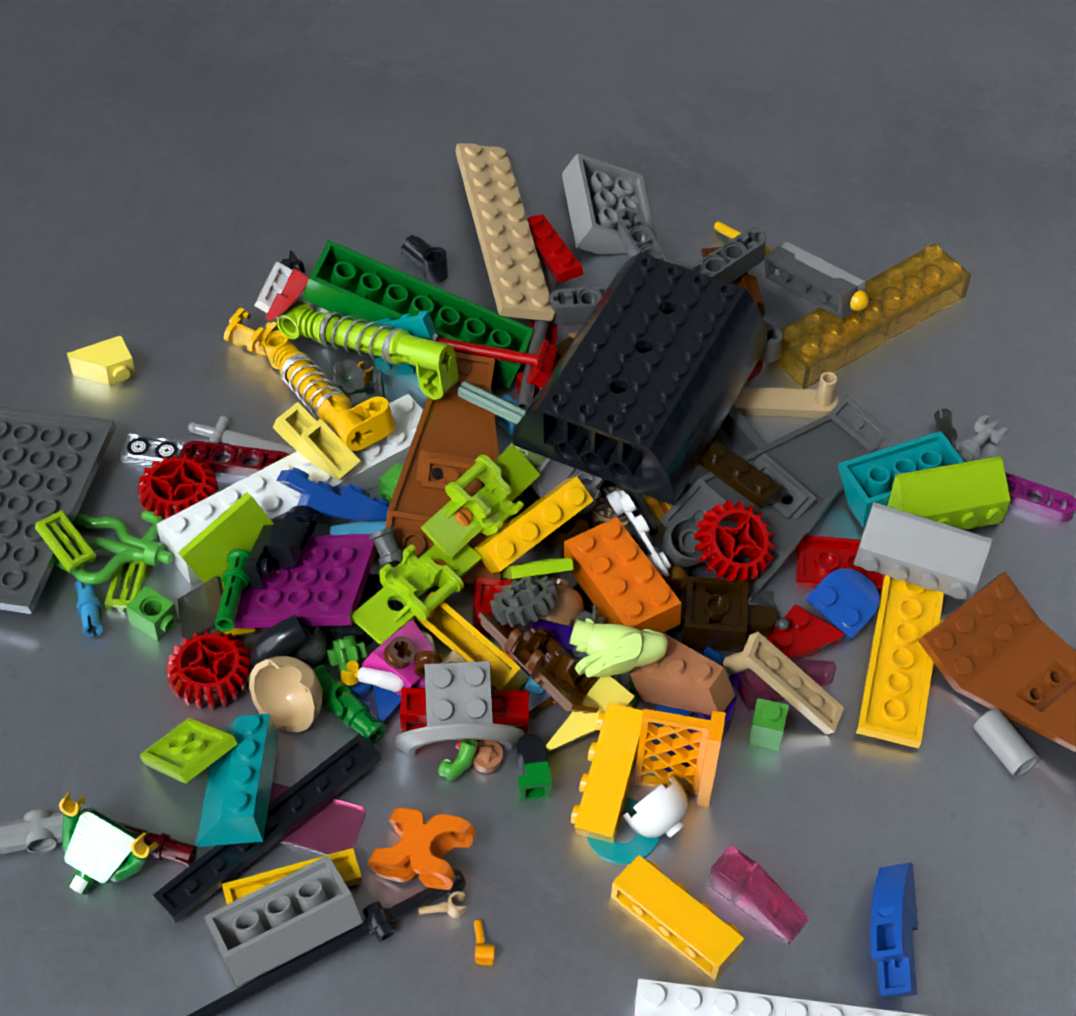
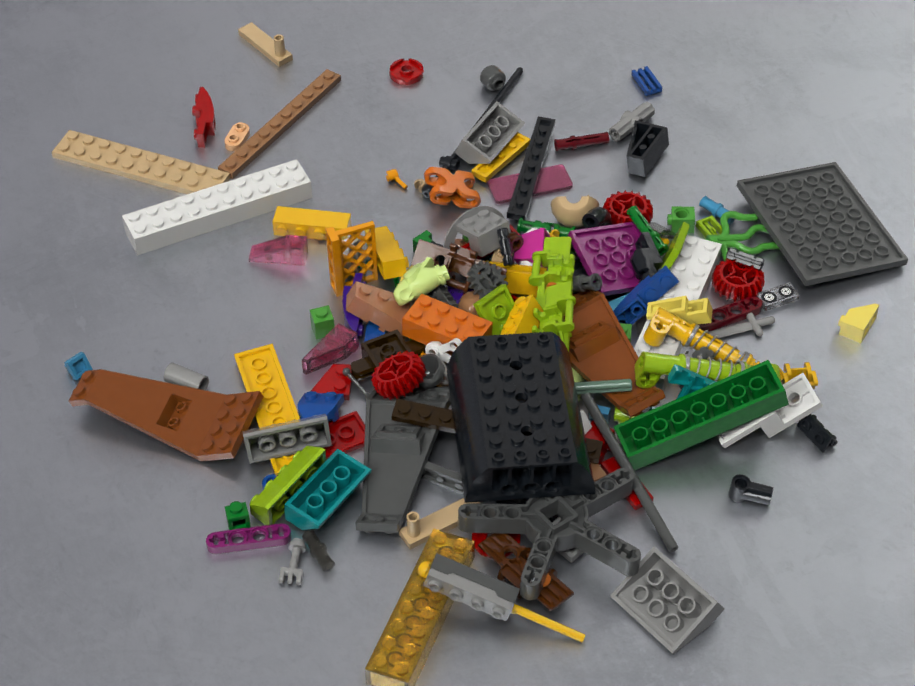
camera: 150 degrees right, 5 degrees down
(58, 550) = (751, 213): lime tile -> none
(81, 753) = (646, 147): none -> black wedge
(99, 846) = (594, 119): torso -> none
(153, 485) = (745, 258): none -> axle
(188, 750) = (596, 167): lime tile -> none
(240, 785) = (557, 168): teal slope -> none
(292, 290) = (783, 373): red brick -> none
(408, 652) = (526, 234): reddish brown bush -> none
(452, 648) = (505, 246): none -> black axle
(504, 233) = (720, 529): tan plate -> none
(540, 361) = (599, 423): red piece -> none
(553, 250) = (676, 539): red plate -> none
(787, 680) = (322, 328): tan piece -> none
(892, 930) = (204, 265): blue slope -> none
(1025, 512) = (235, 512): none -> green brick

